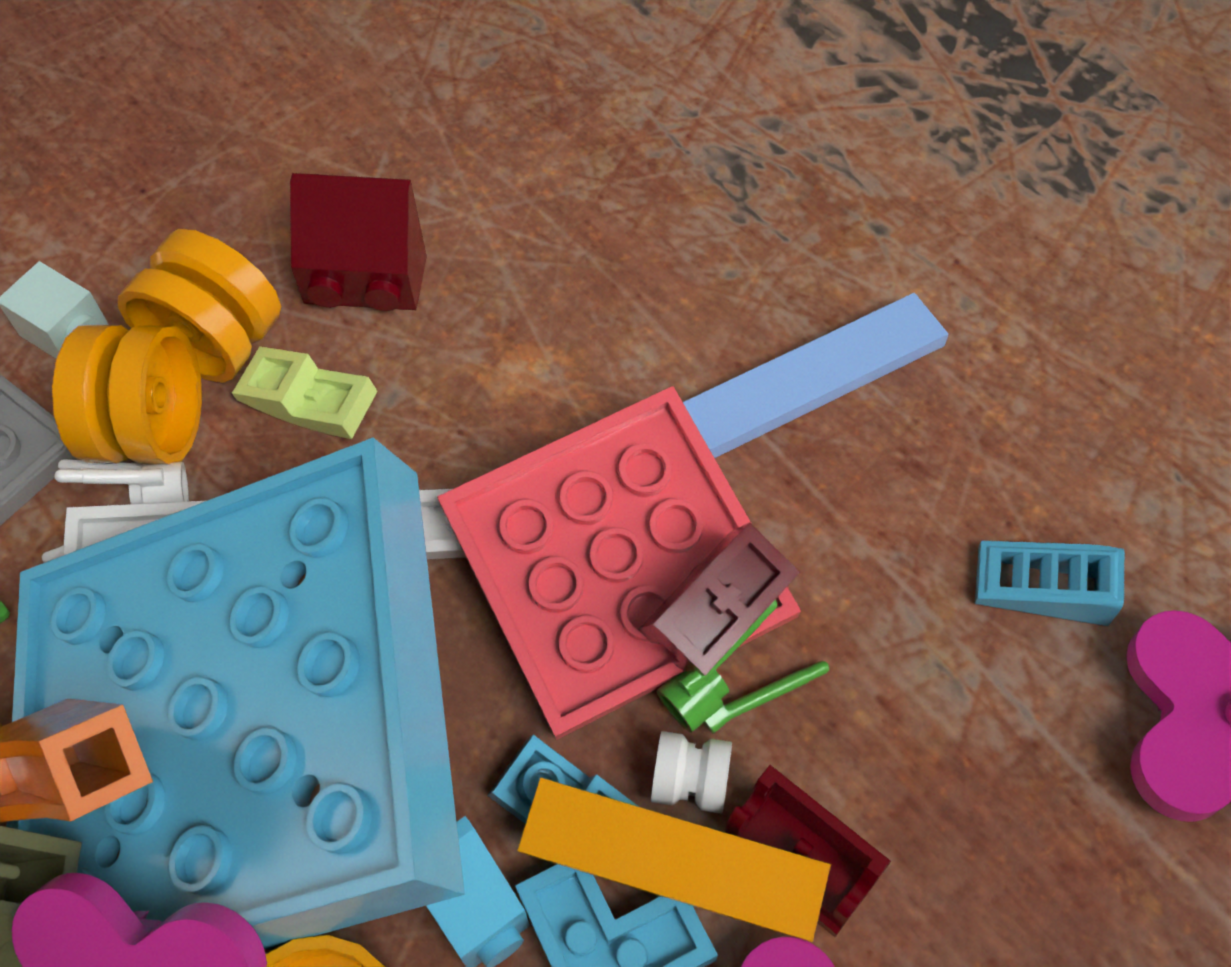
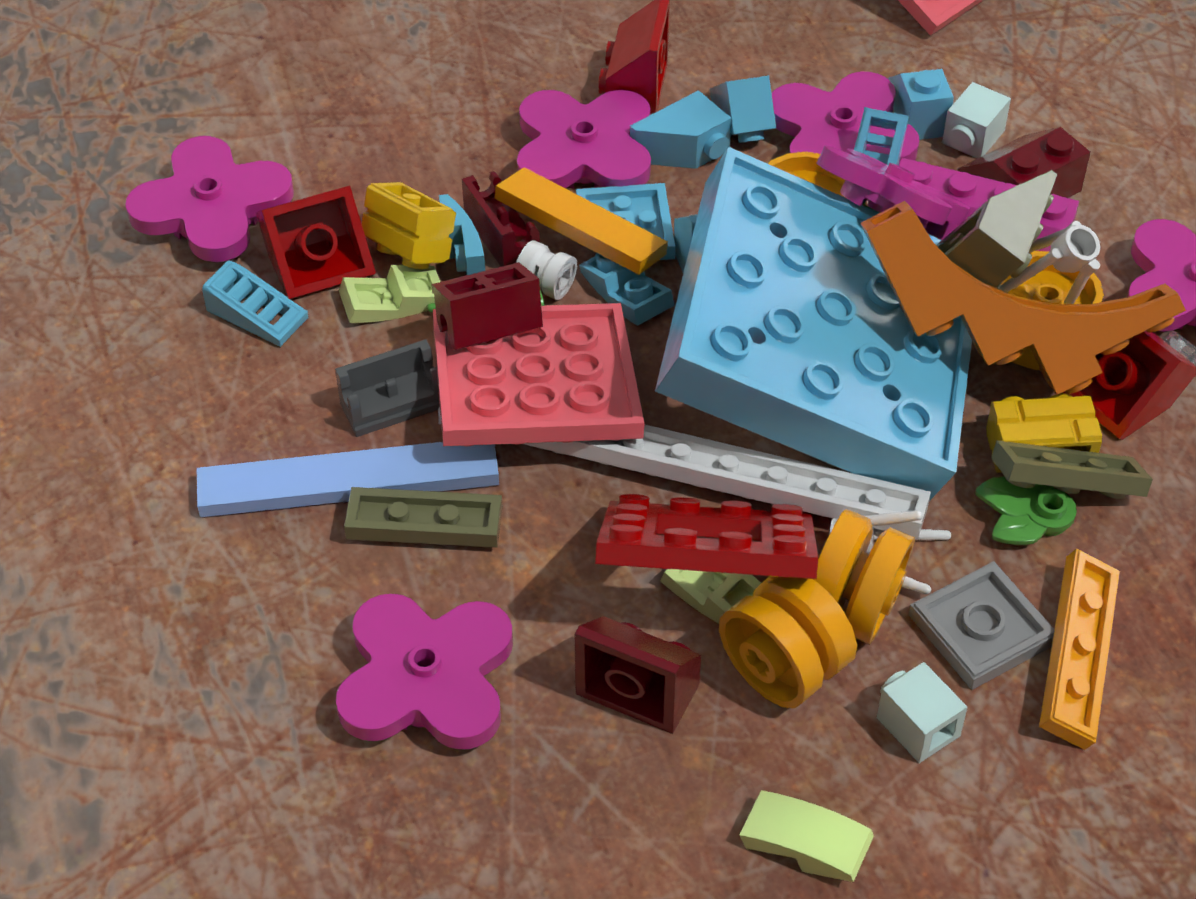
camera: 160 degrees left, 10 degrees down
(149, 176) = (815, 836): none -> yellowish green slope
(367, 252) = (784, 534): none -> red plate
(574, 198) = (425, 671): none -> dark pink plant
(664, 358) = (423, 517): none -> olive plate
(805, 497) = (388, 388): none -> dark grey hinge
(856, 796) = (466, 244): none -> medium azure slope
(886, 667) = (381, 299): none -> yellowish green slope
(924, 750) = (408, 224): none -> yellow brick
(1047, 705) = (316, 242): none -> red slope

